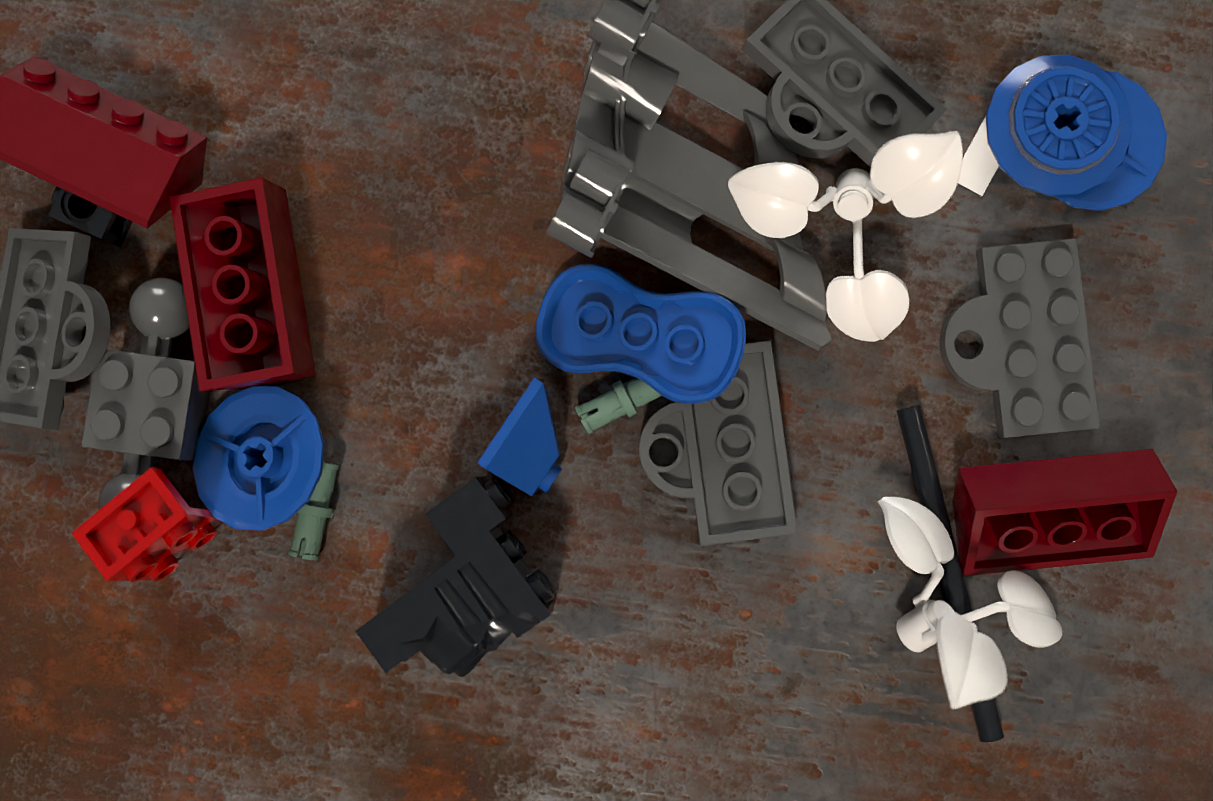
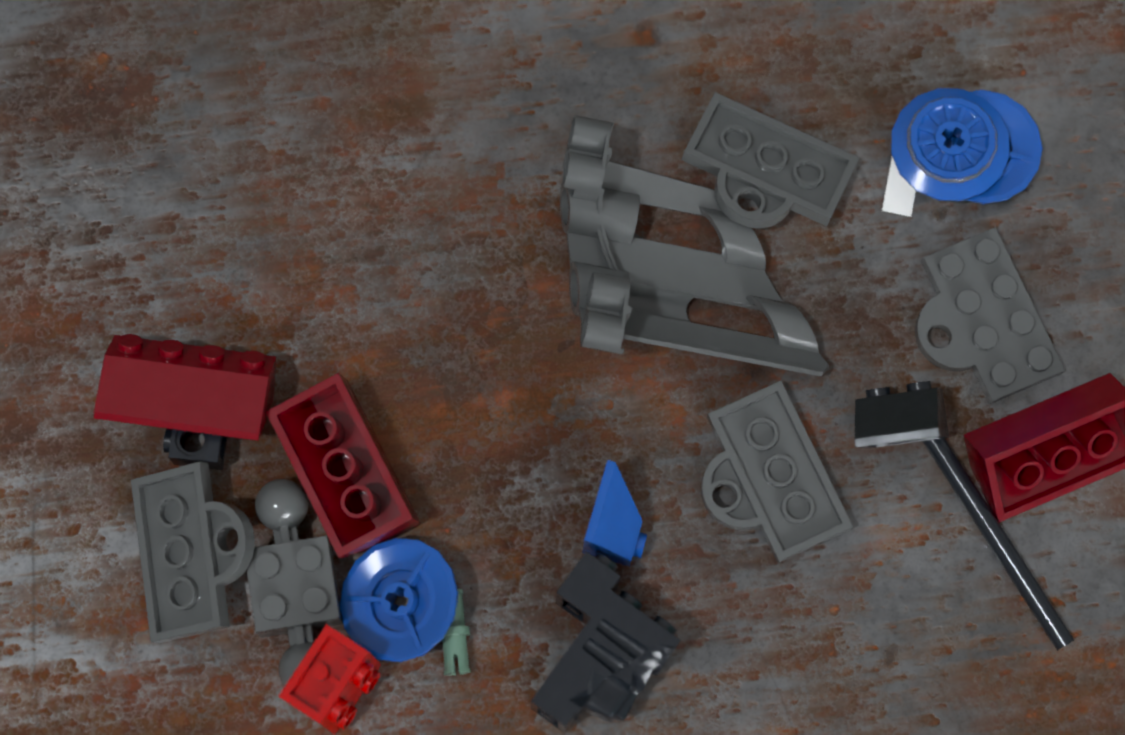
camera: 20 degrees left, 10 degrees down
(615, 403) = (678, 463): sand green pin -> none
(673, 342) = (705, 404): blue plate -> none
(893, 428) = (900, 417): none -> black slope
(910, 170) = (843, 215): white plant -> none
(968, 659) = (1006, 562): white plant -> none

